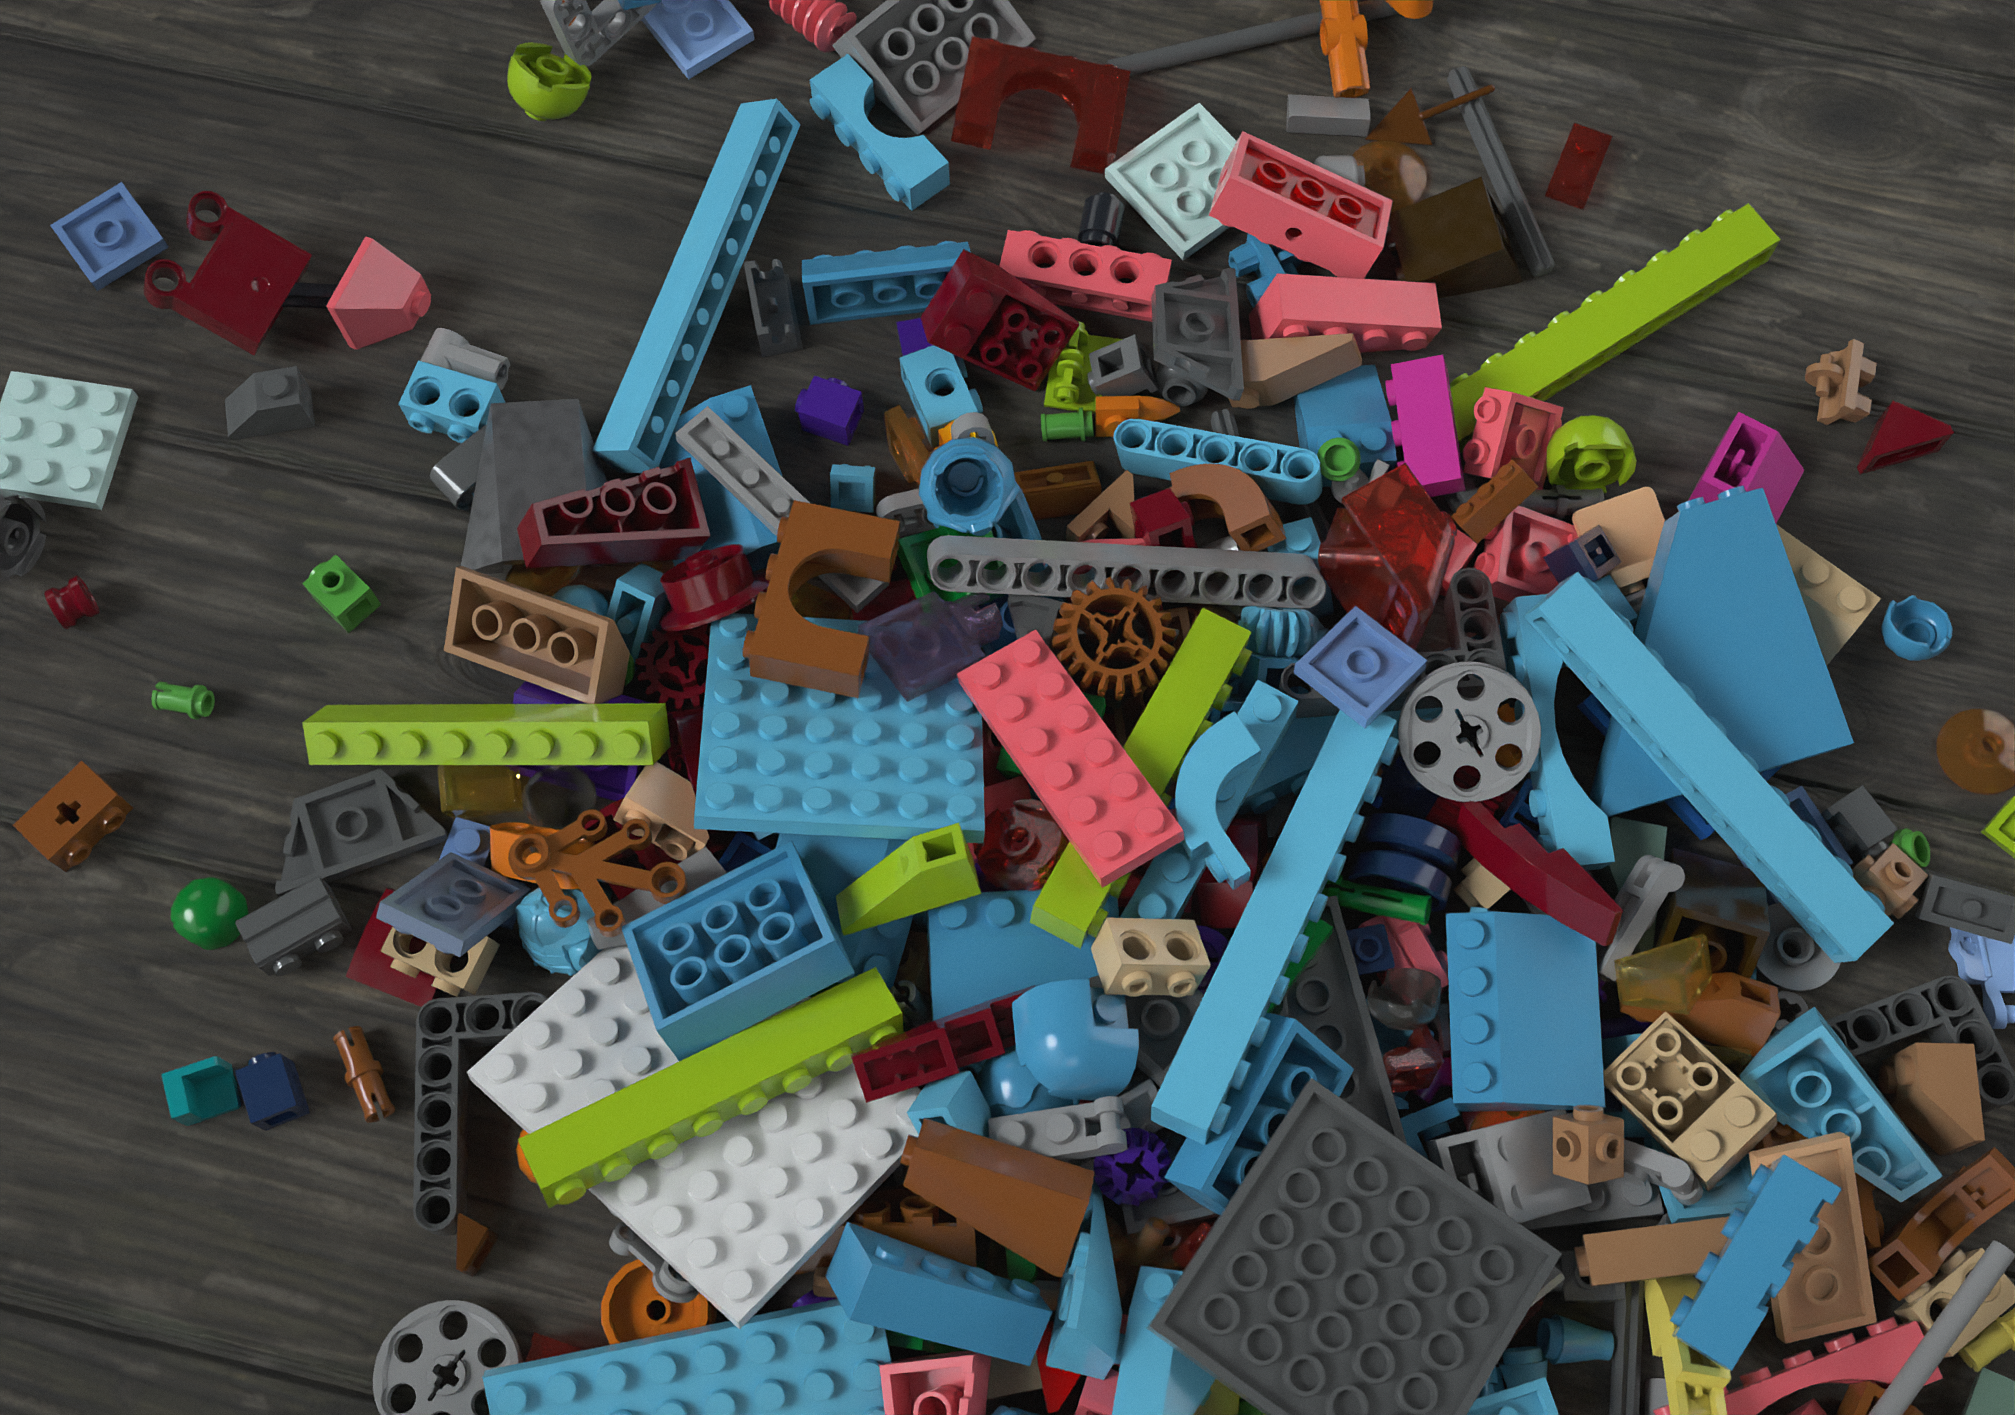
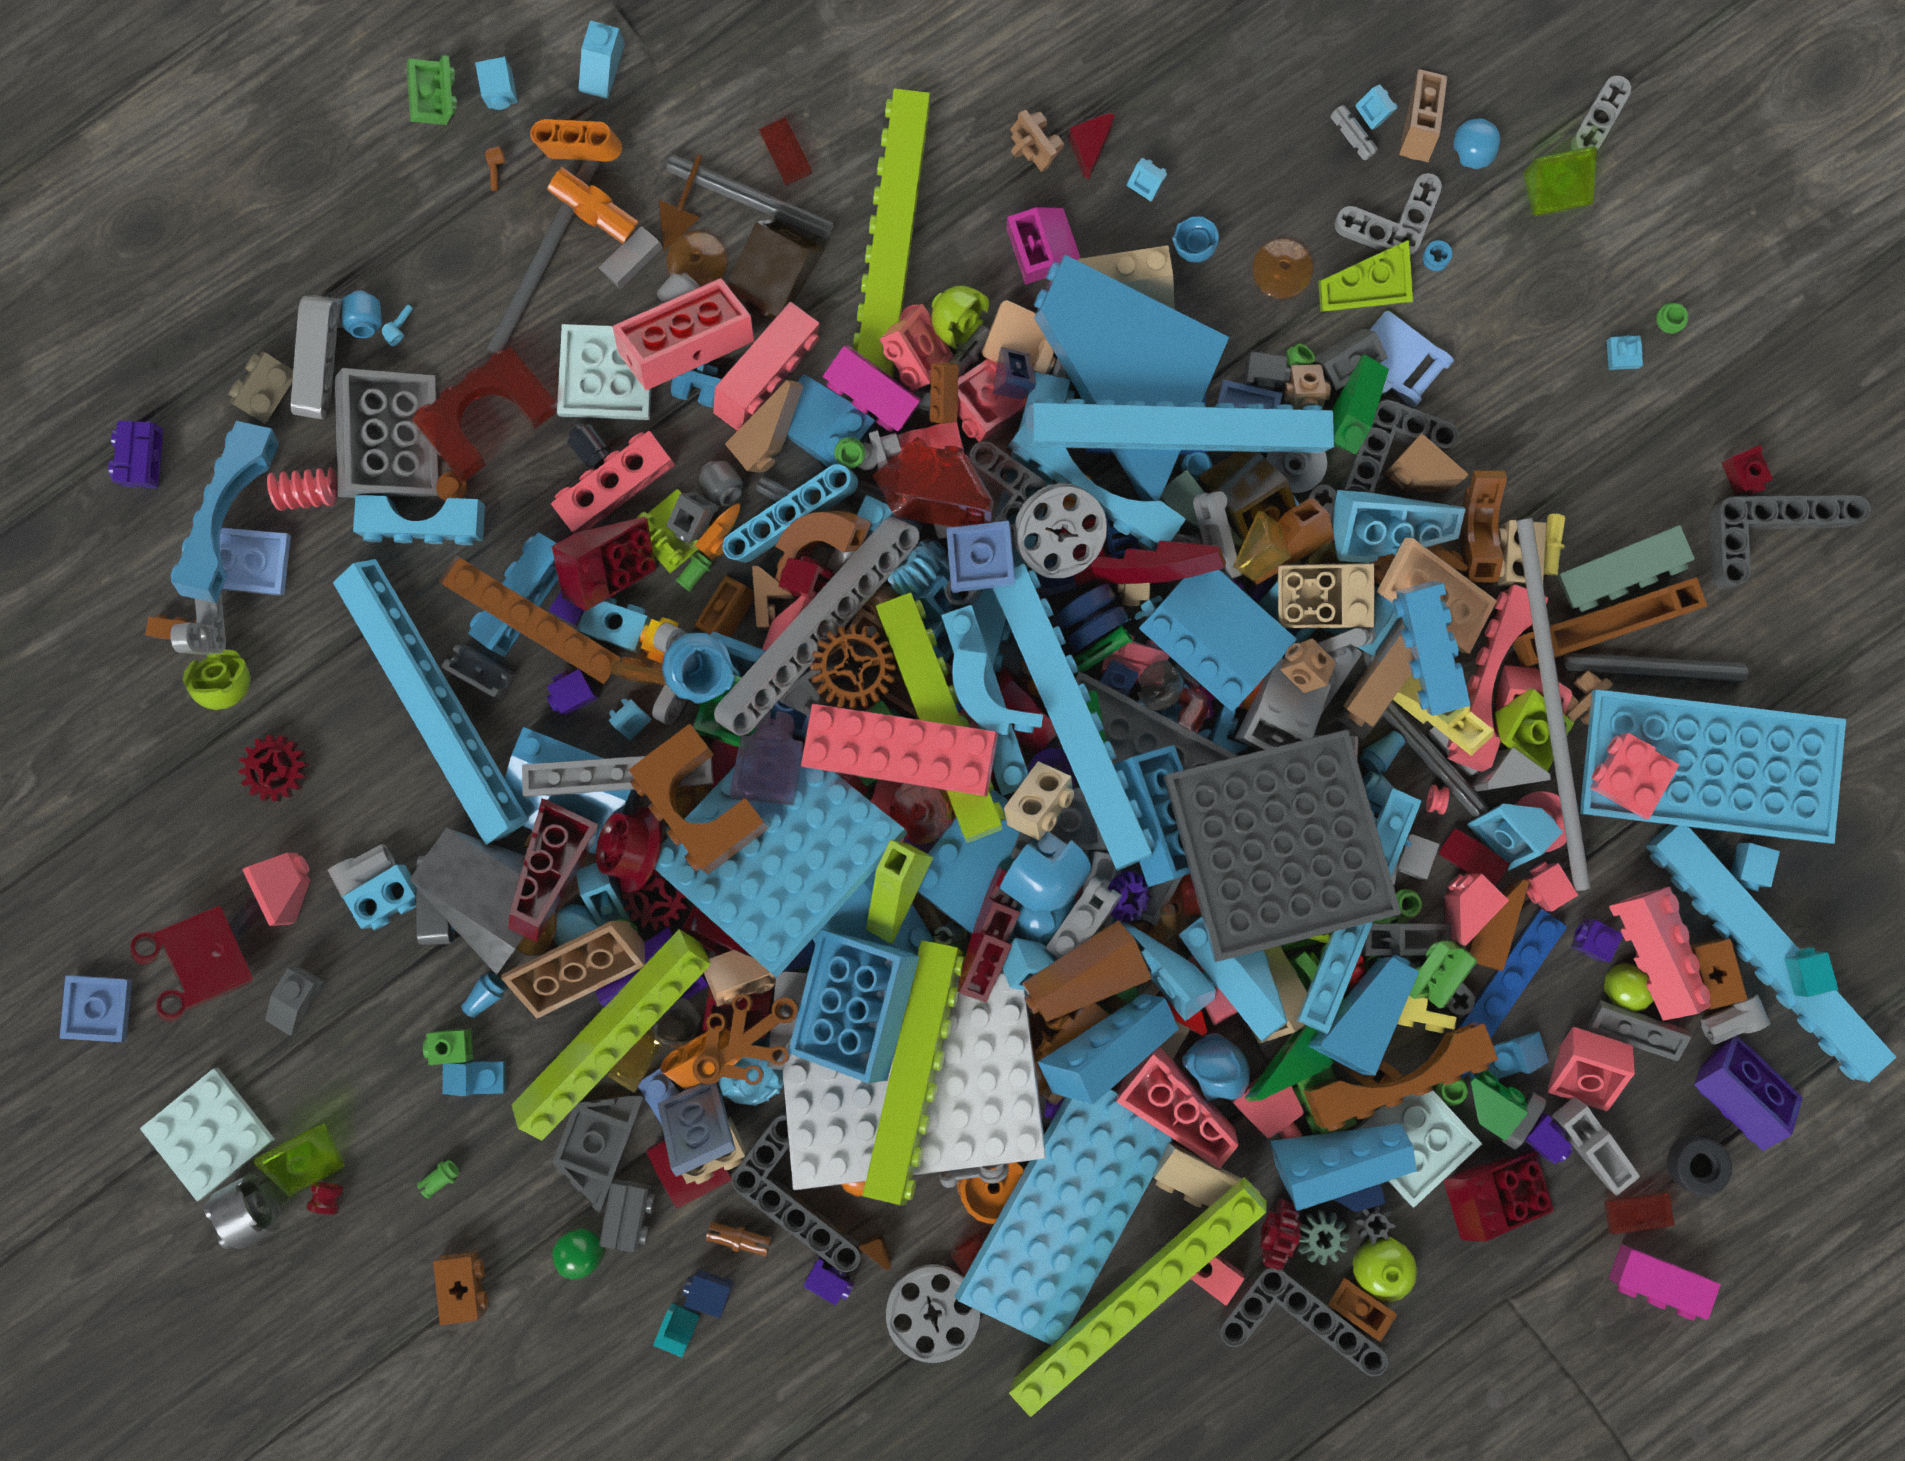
camera: 50 degrees left, 15 degrees up
(97, 545) = (301, 1160): none -> clear neon green slope
(328, 649) = (474, 1078): none -> dark azure slope
(390, 1216) = (828, 1282): none -> dark purple brick
(426, 583) = (484, 994): none -> dark azure cone
(500, 201) = (278, 756): none -> dark red gear
(867, 291) = (528, 619): none -> dark orange arch
(939, 134) = (450, 487): none -> dark orange plate
(1200, 331) = (707, 455): dark grey wing -> none
(1683, 836) = (1196, 464): none -> dark azure plate
(1923, 525) = (1147, 179): none -> medium azure tile
(1926, 954) = (1358, 404): none -> green slope

